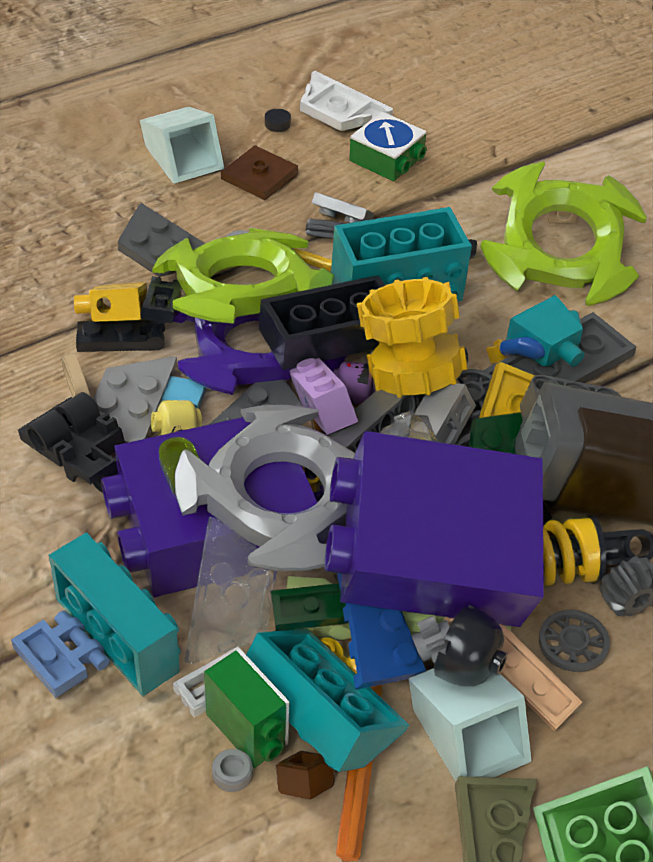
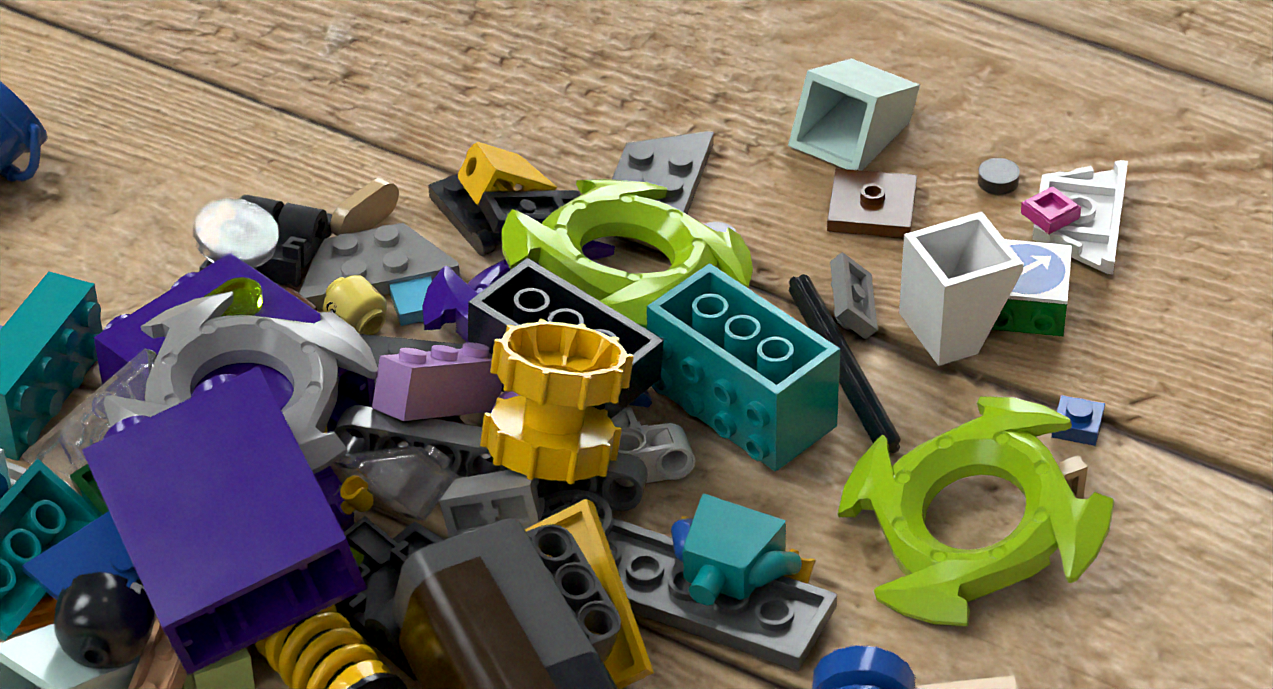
camera: 65 degrees right, 5 degrees down
(78, 442) = (237, 229): none -> clear tile
(337, 109) = (1050, 210): none -> dark pink tile
(395, 158) = (956, 284): none -> white slope
(495, 173) = (1085, 418): none -> plate

